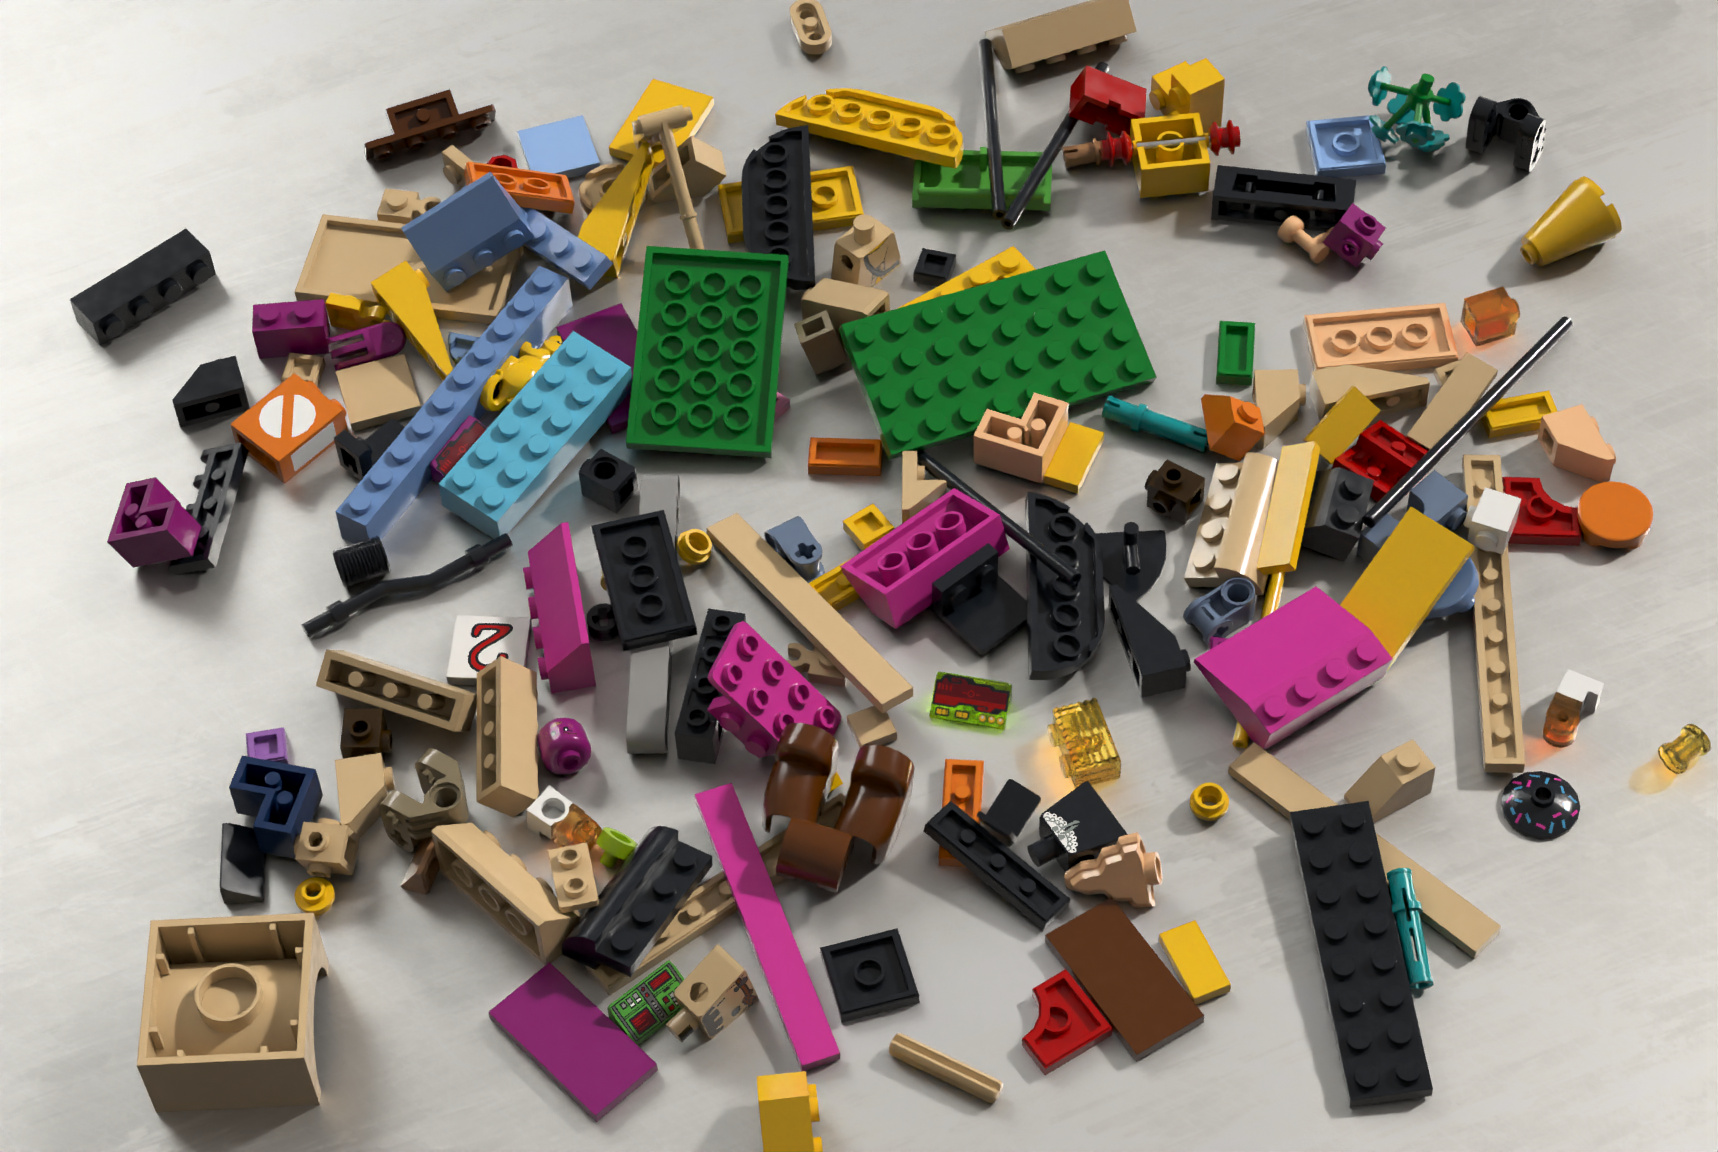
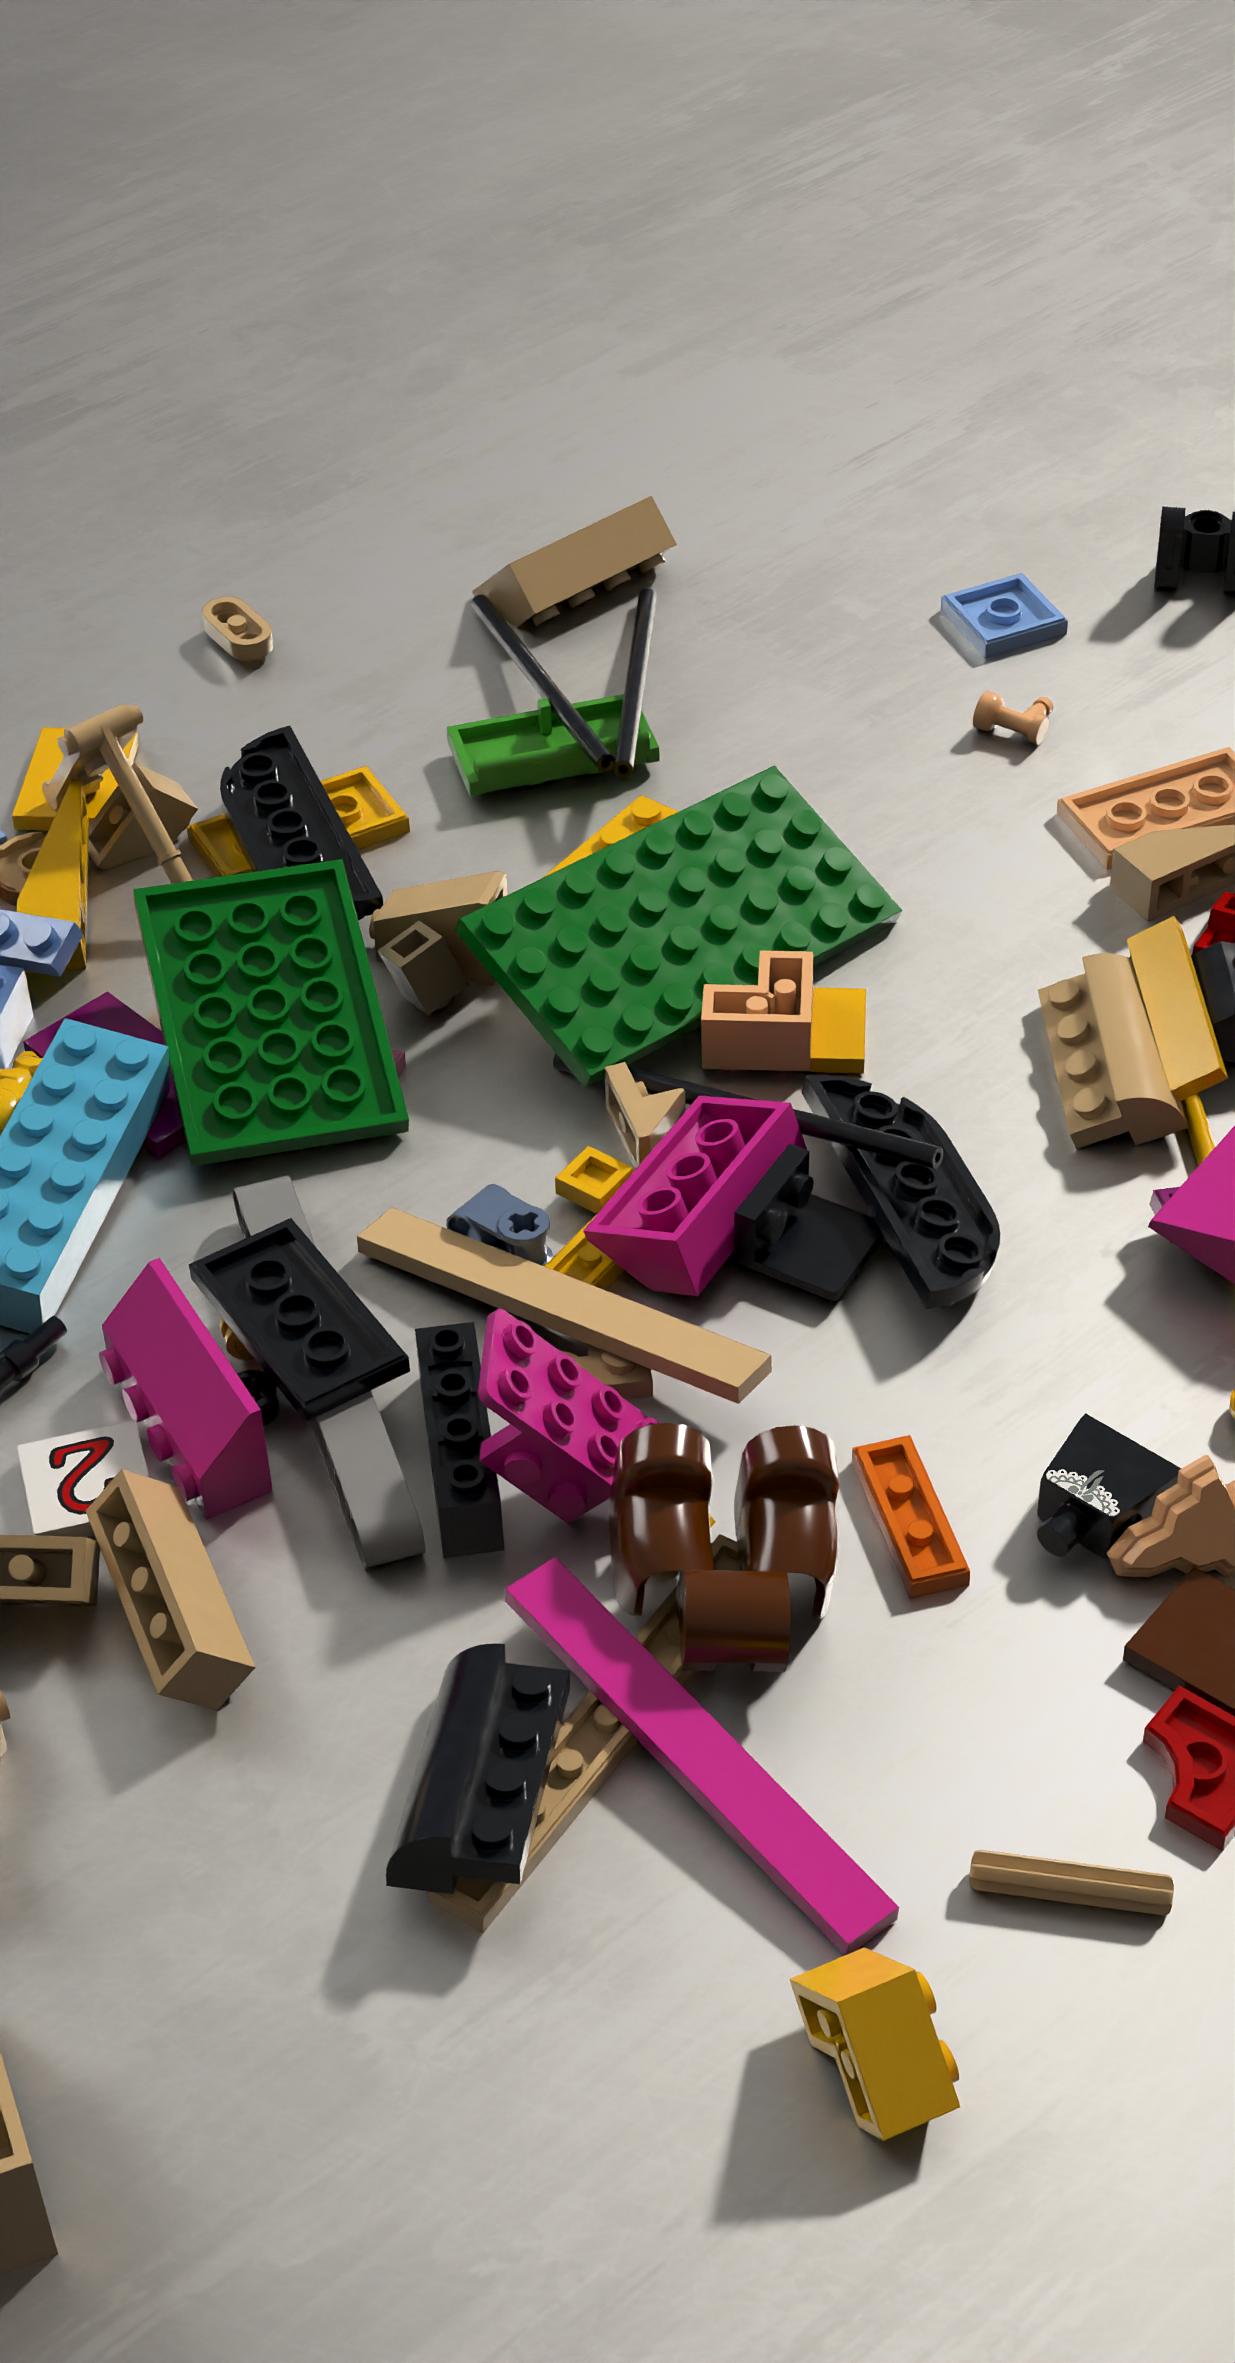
camera: 20 degrees left, 10 degrees down
(422, 869) = (103, 1797): medium nougat slope -> none
(444, 802) = (96, 1714): dark tan piece -> none
(504, 888) = (256, 1816): tan slope -> none
(561, 820) = (309, 1691): leg -> none
(563, 746) = (264, 1580): magenta head -> none
(573, 877) = (364, 1758): tan bracket -> none
(573, 1041) = (457, 2019): magenta tile -> none
(608, 480) = (182, 1211): black brick -> none
(615, 845) = (405, 1703): lime tile -> none
(647, 1004) = (562, 1923): slope -> none
(694, 546) = (352, 1262): yellow plate -> none
(712, 996) = (664, 1874): tan torso -> none
(845, 456) = (515, 1104): orange tile -> none
(865, 253) = (437, 842): tan torso -> none
(869, 975) = (885, 1781): black tile -> none
(871, 727) = (726, 1431): tan tile -> none
(878, 123) = (386, 707): yellow plate -> none
(934, 267) = (532, 856): black tile -> none
(971, 700) = (851, 1361): slope -> none
(997, 865) = (1004, 1568): black tile -> none
(1011, 810) = (985, 1490): black bracket -> none
(1082, 154) = (687, 683): medium nougat axle -> none
(1084, 743) = (1047, 1372): clear yellow brick -> none
(1106, 100) = (681, 620): red brick -> none
(1133, 558) = (987, 1131): black shield -> none
(1142, 419) = (932, 963): teal pin -> none
(1148, 646) = (1066, 1226): black slope -> none
(1170, 152) = (794, 656): yellow brick -> none
(1174, 491) = (1001, 1033): dark brown brick -> none
(1190, 90) = (784, 594): yellow brick -> none
(1217, 613) = (1146, 1155): sand blue piece -> none
(1231, 425) = (1040, 931): orange slope -> none
(1235, 353) = (989, 863): green tile -> none
(1279, 400) = (1076, 901): tan slope -> none
(1280, 196) = (957, 677): black brick -> none
(1342, 424) = (1188, 893): yellow tile -> none
(1355, 236) = (1079, 695): magenta brick -> none
(1410, 107) = (1106, 544): teal plant -> none

